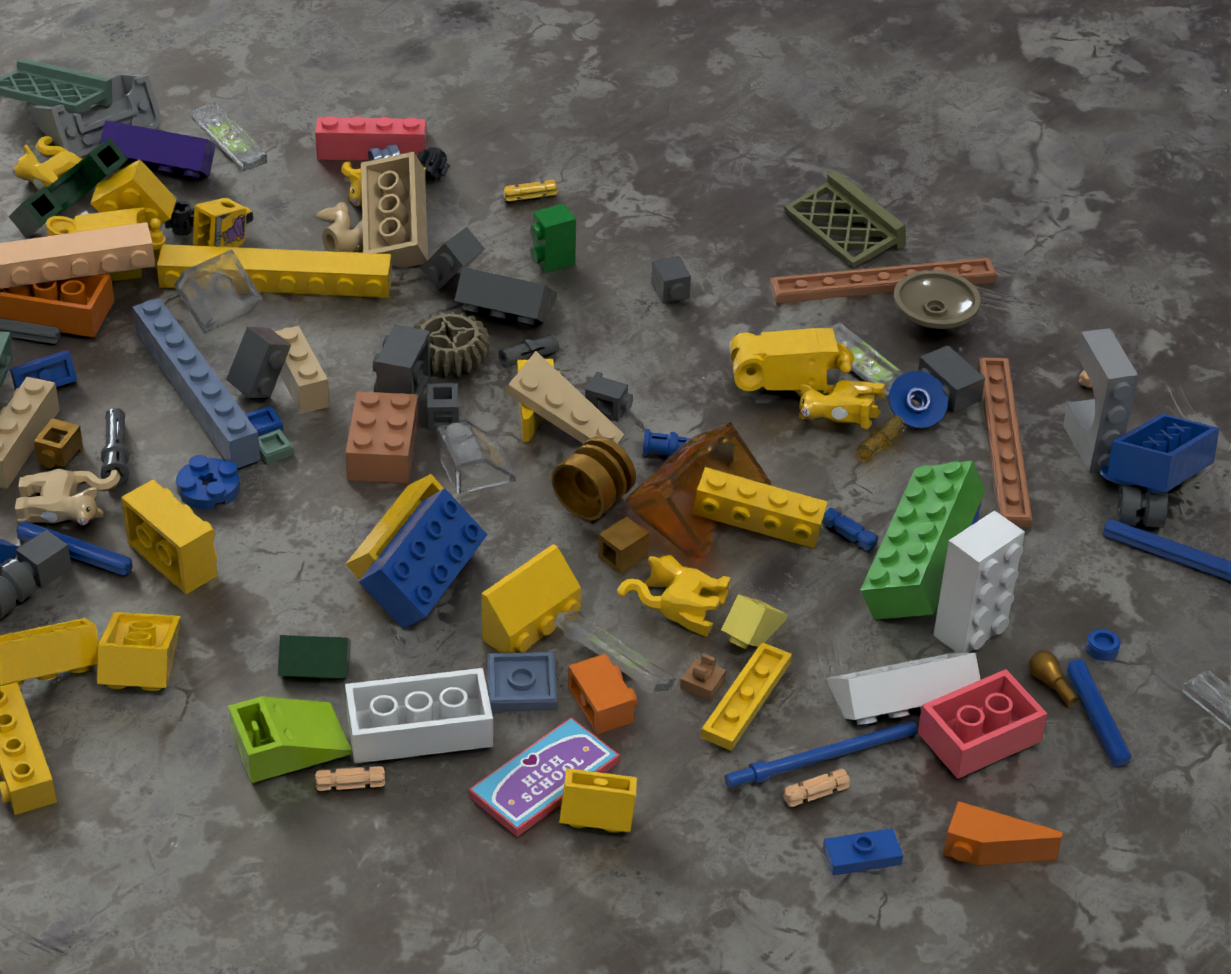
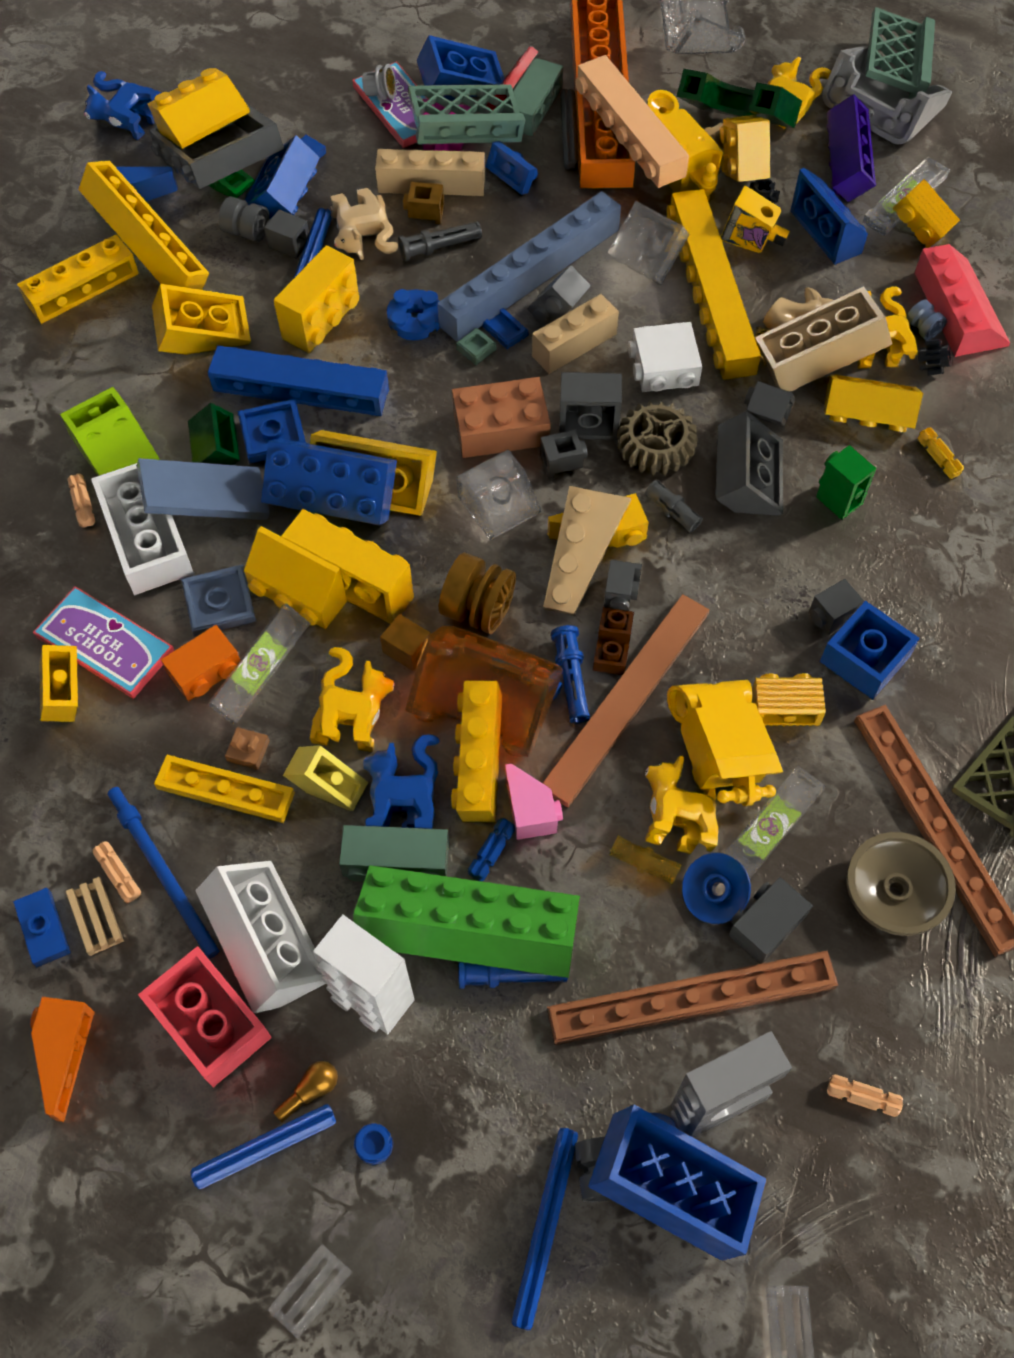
camera: 80 degrees right, 20 degrees up
(242, 180) = (827, 218): none -> blue slope
(263, 579) = (302, 379): none -> blue brick
(266, 125) = (926, 214): none -> yellow brick
(322, 609) = (269, 423): none -> blue plate
(358, 315) = (665, 357): none -> white brick
(395, 655) = (201, 489): none -> sand blue tile
(465, 207) = (872, 402): none -> yellow slope
(559, 524) = (370, 575): none -> yellow brick
(652, 415) = (613, 641): none -> reddish brown slope
(710, 413) = (625, 700): none -> nougat tile
(724, 267) = (869, 650): none -> blue brick
(753, 317) = (789, 700): none -> yellow brick
(791, 570) = (403, 793): none -> blue animal
(820, 484) = (531, 804): none -> bright pink slope
(840, 595) = (393, 848): none -> sand green brick
(858, 804) = (85, 891): none -> tan tile

